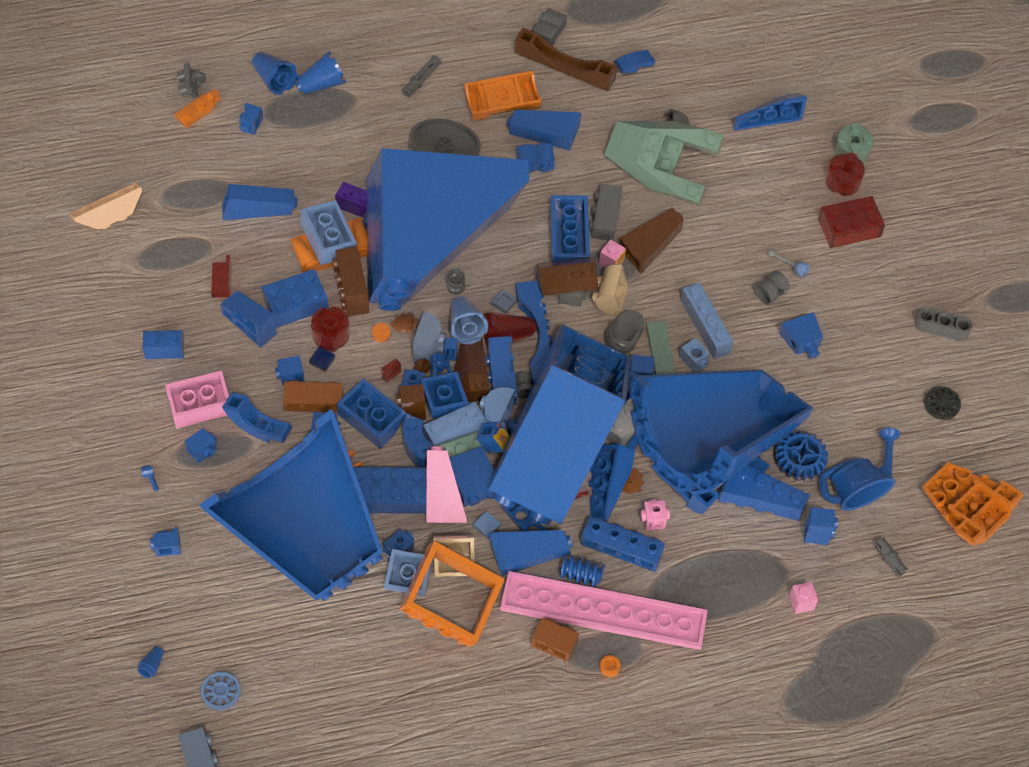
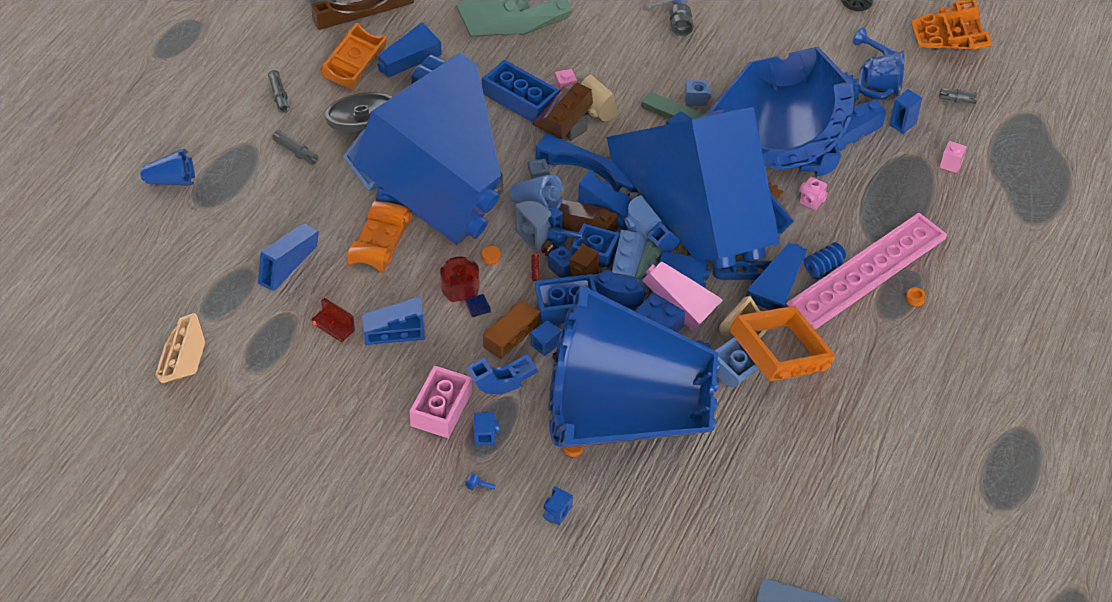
camera: 50 degrees left, 10 degrees down
(150, 663) = (664, 585): blue cone -> none
(163, 344) = (360, 396): blue brick -> none
(192, 79) = (115, 226): dark grey hips -> none
(198, 108) = (145, 242): orange hinge -> none
(220, 691) = (730, 553): medium blue wheel -> none
(251, 118) = (197, 212): blue brick -> none
(289, 369) = (471, 329): blue brick -> none
(295, 297) = (406, 280): blue brick -> none
(321, 75) = (211, 142): blue cone -> none
(326, 230) = (373, 222): medium blue brick -> none
(351, 281) = (430, 237): reddish brown brick -> none
(352, 199) = (353, 195): dark purple brick -> none
(372, 134) = (300, 151): none -> dark grey pin
(405, 322) = (497, 236): dark orange piece -> none
(487, 524) = (729, 294): medium blue tile -> none
(509, 325) = (570, 176): clear red cone -> none
(555, 639) = (869, 312): dark orange brick -> none
(606, 212) = (522, 58): dark grey brick -> none
(622, 543) = (821, 225): blue brick -> none
(625, 331) = (639, 114): dark grey hair -> none
(650, 239) = (574, 53): reddish brown slope -> none
(706, 320) = (672, 67): medium blue brick -> none
(803, 334) = (736, 29): blue torso -> none

